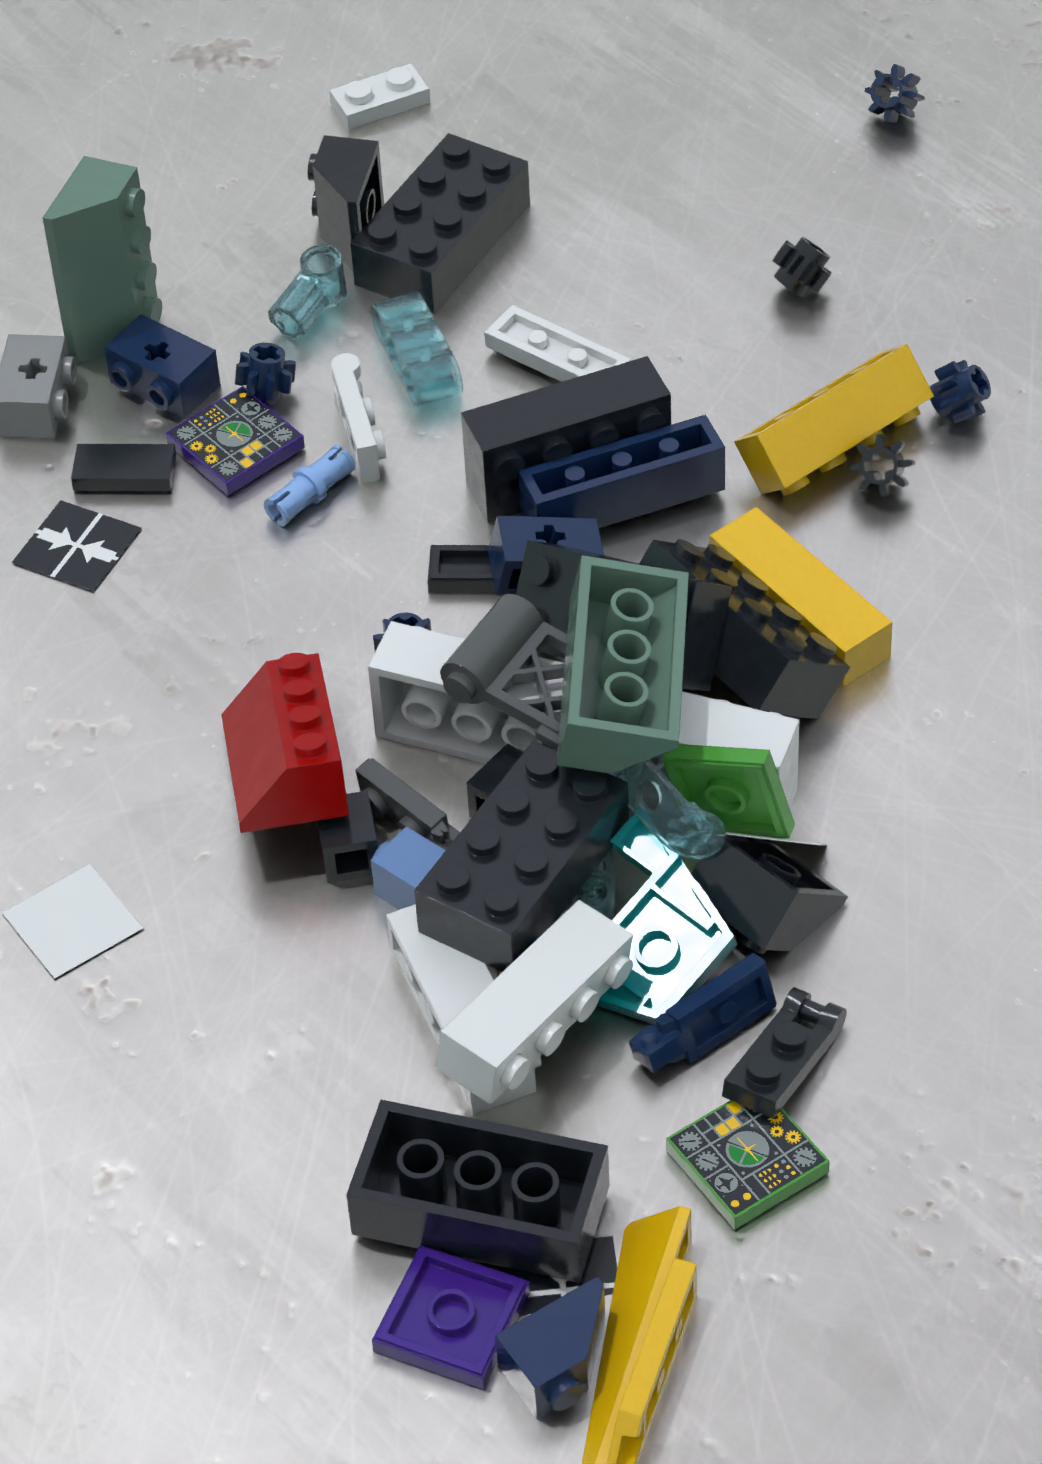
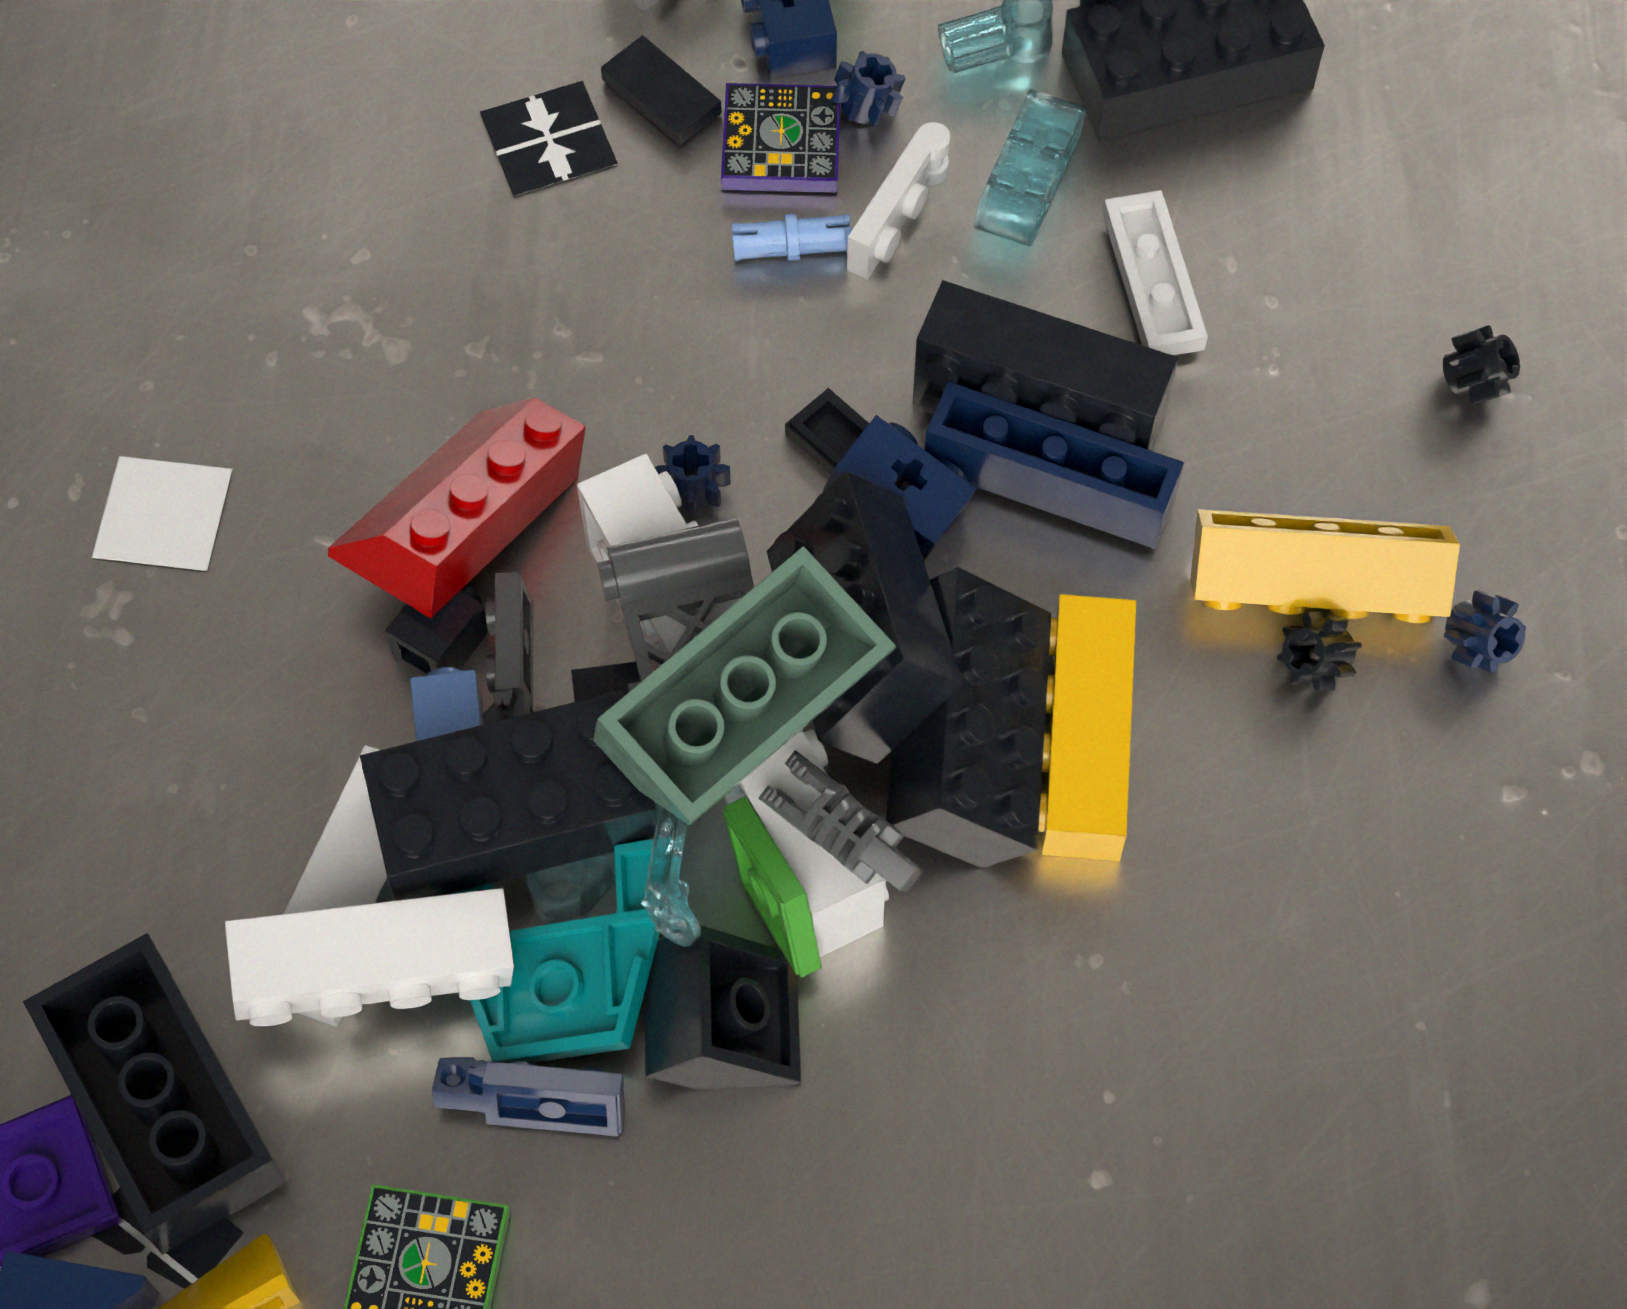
camera: 40 degrees right, 15 degrees up
(751, 703) = (844, 827): none -> dark grey hinge
(779, 839) = (768, 972): white sticker -> none
(784, 1054) = (556, 1197): black plate -> none

